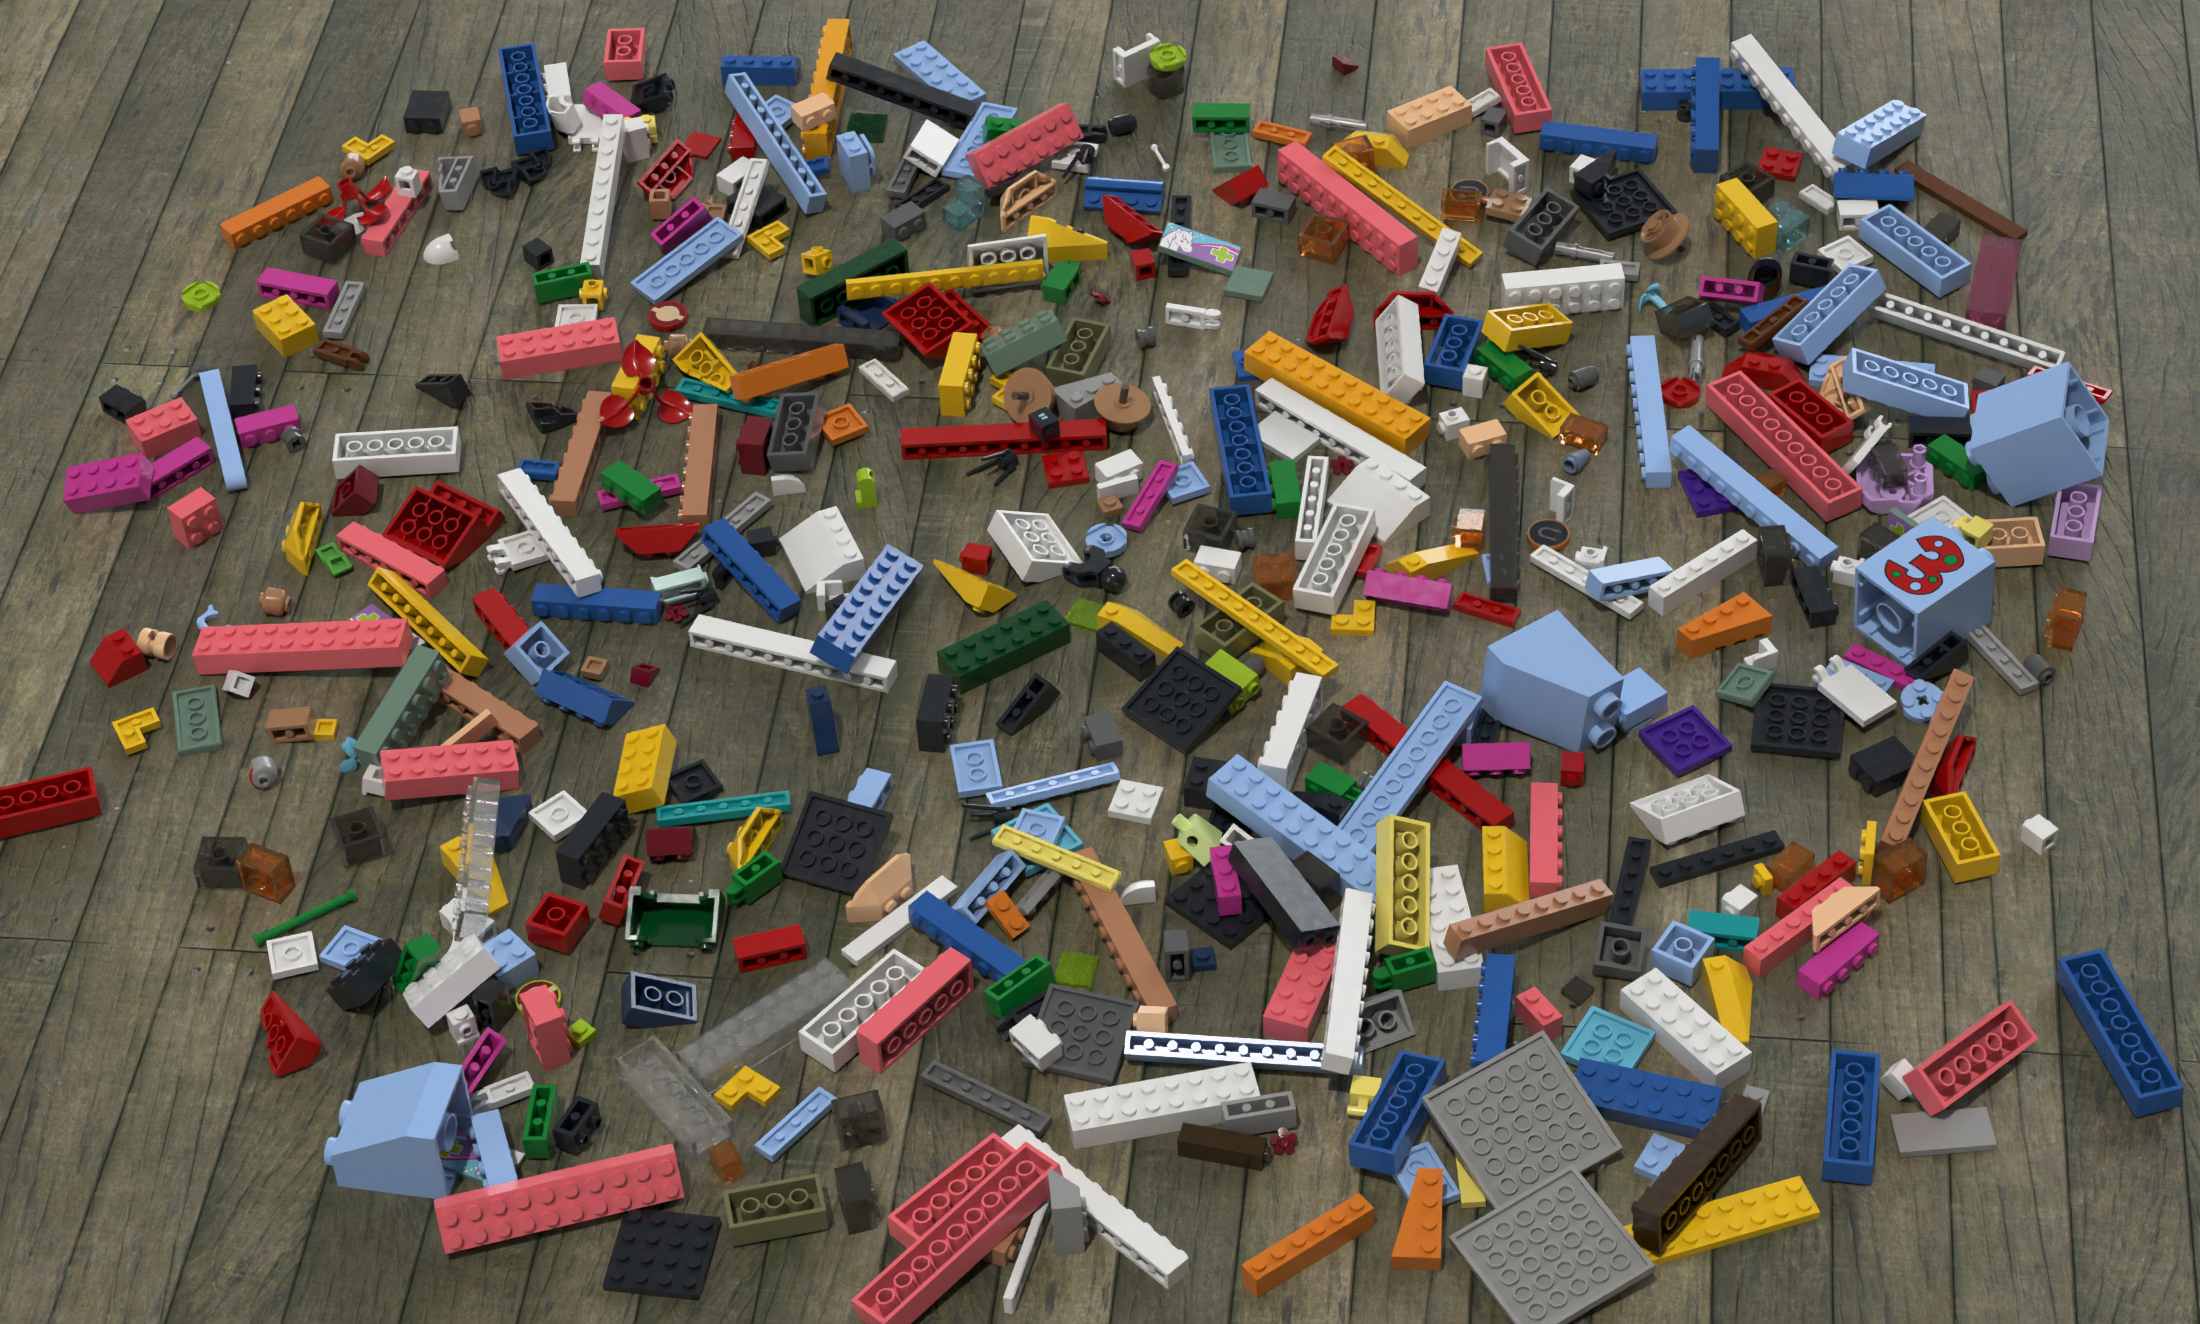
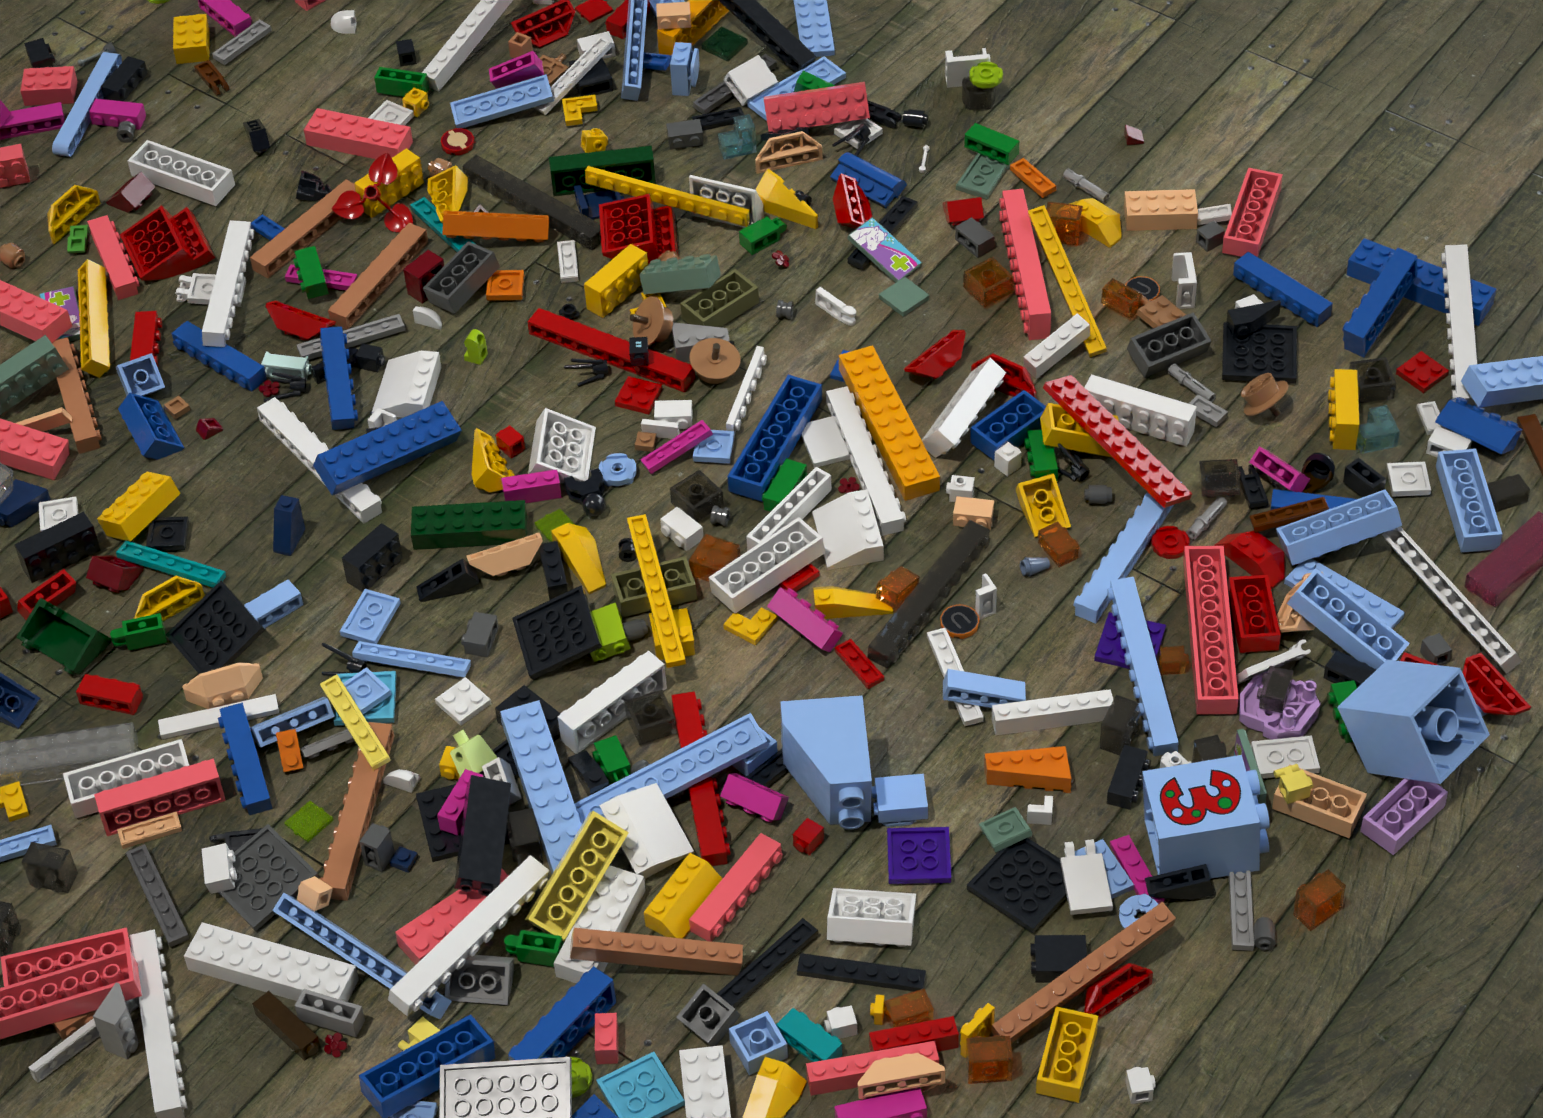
camera: 30 degrees right, 5 degrees up
(922, 1048) = (149, 830): none -> light nougat tile
(929, 421) = (569, 311): none -> black plate
(1019, 986) = (249, 814): green brick -> none
(1041, 585) = (532, 486): none -> dark pink brick
(1072, 654) = (507, 556): none -> light nougat wedge
(1142, 264) = (833, 245): red brick -> none
(1448, 829) = (654, 833): none -> white slope
(1573, 320) = (1117, 441): none -> plate
(1577, 990) = (658, 1032): clear smoke tile -> none
(1591, 557) = (974, 659): white brick -> none
(1652, 293) = (1214, 444): medium azure plant -> none

